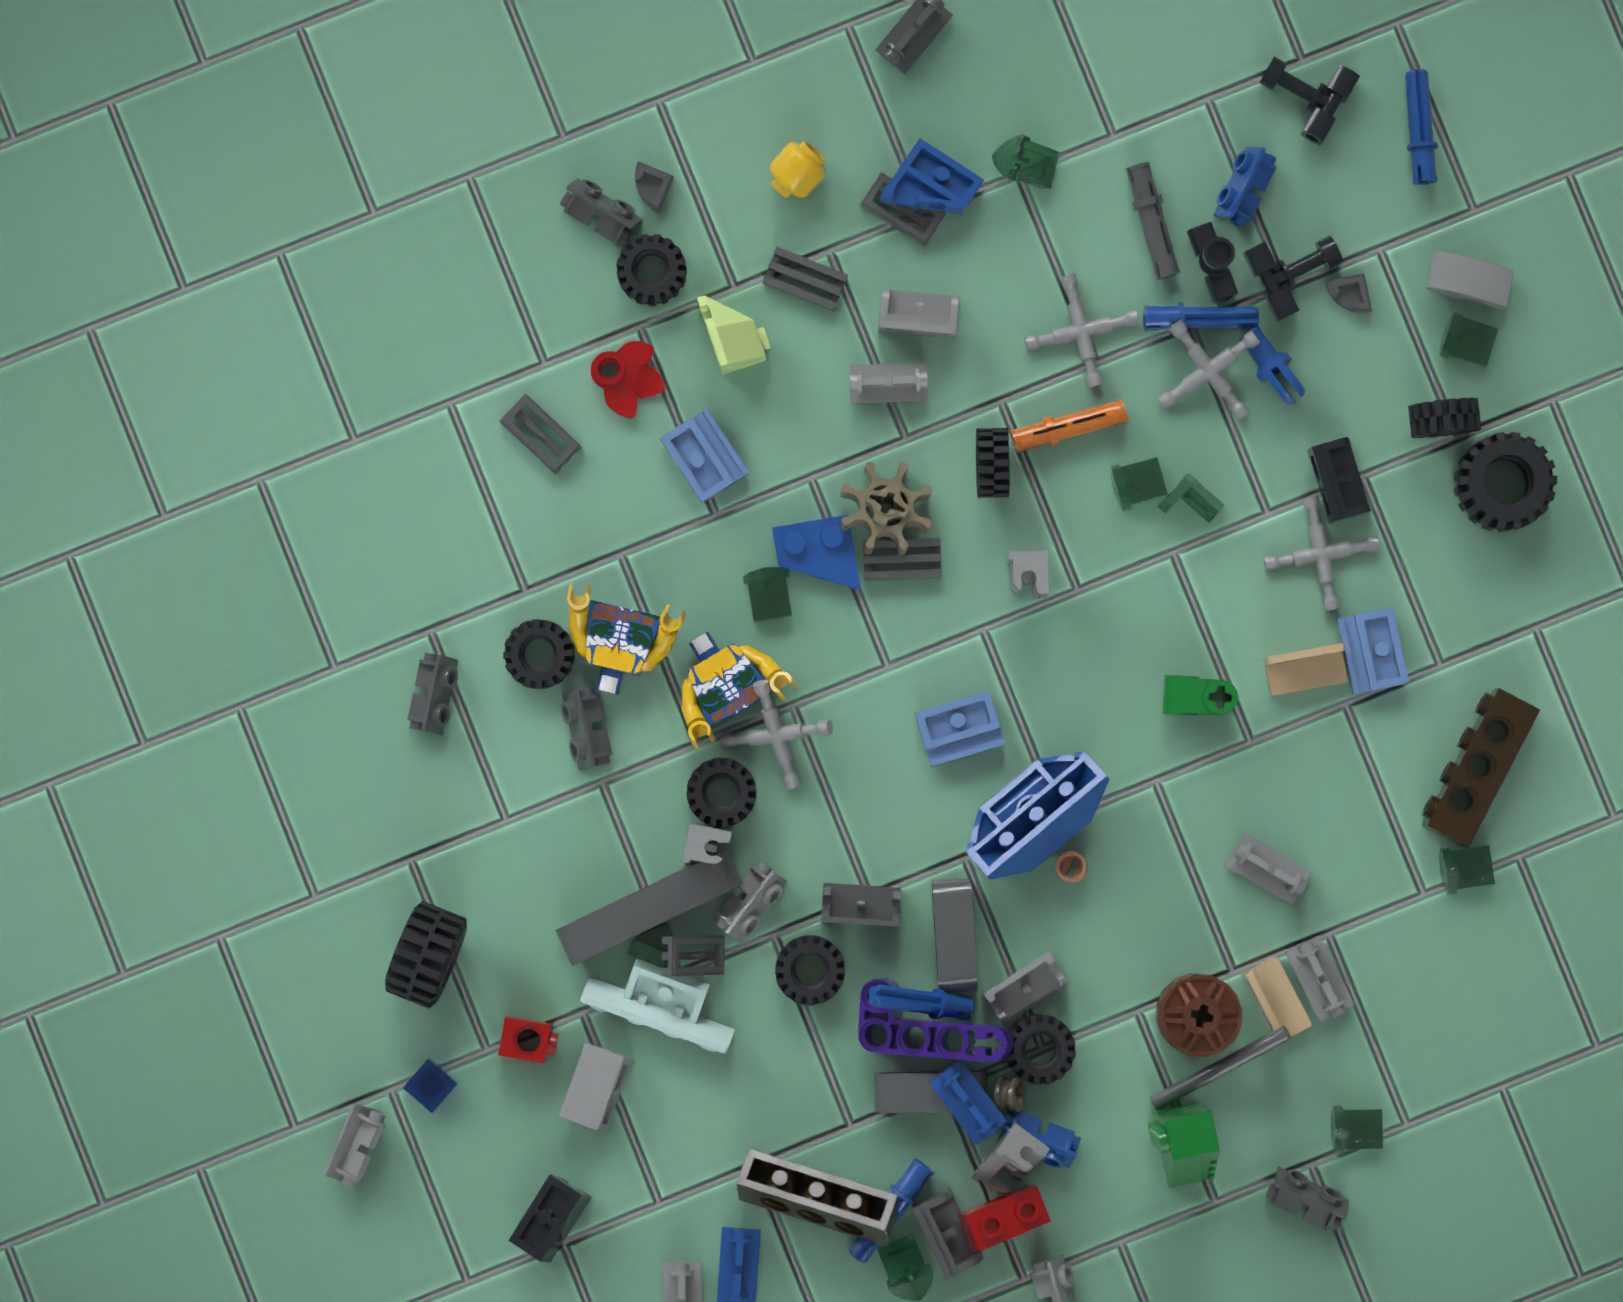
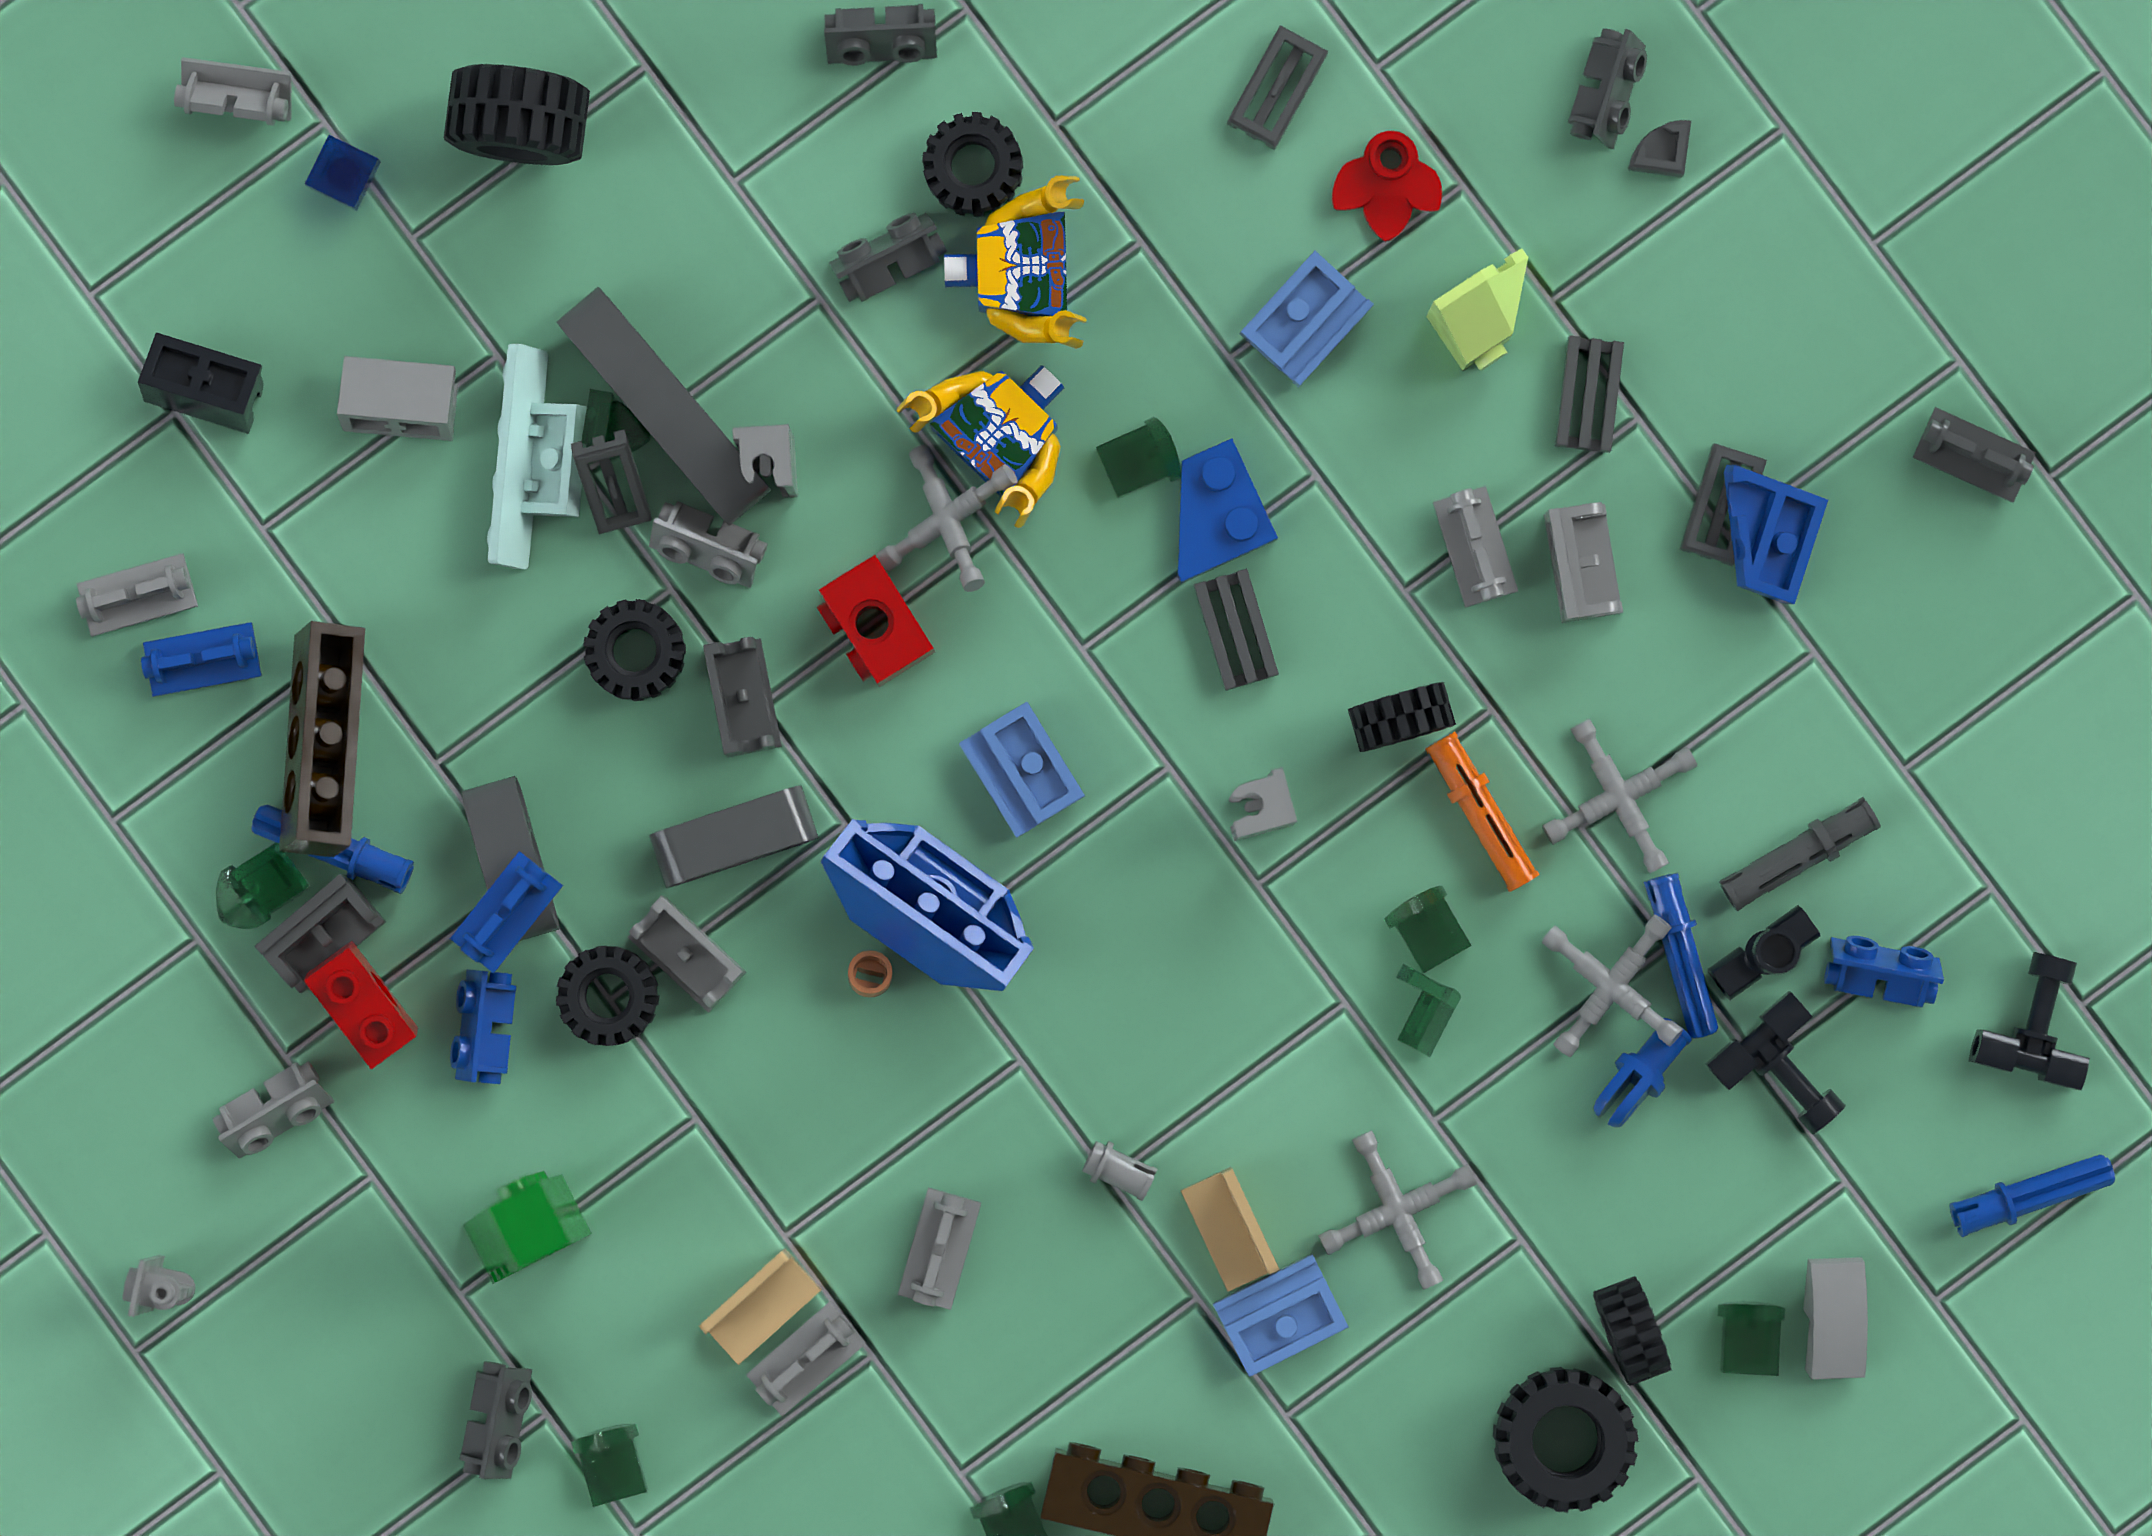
camera: 75 degrees right, 0 degrees up
(510, 1043) = (435, 263): red brick -> none
(651, 246) = (1545, 145): black tyre -> none
(704, 809) = (838, 431): black tyre -> none
(797, 169) = (1738, 342): yellow head -> none
(810, 798) = (866, 589): none -> red brick
(873, 499) = (1286, 604): dark tan gear -> none
(934, 1003) = (631, 831): blue axle -> none
(935, 1033) = (593, 841): dark purple beam -> none
(1009, 1094) = (534, 969): dark tan bush -> none
(1013, 1154) = (452, 993): light grey hinge -> none
(1026, 161) = (1834, 657): clear green tile -> none
(1180, 1029) = (732, 1177): copper wheel -> none
(1191, 695) = (1150, 1078): green piece -> none
(1220, 1068) = (645, 1251): dark grey bar -> none
(1247, 733) = (1119, 1170): none -> light grey pin
(1338, 480) = (1507, 1207): black hinge -> none
(1350, 293) = (1772, 1157): dark grey tile -> none

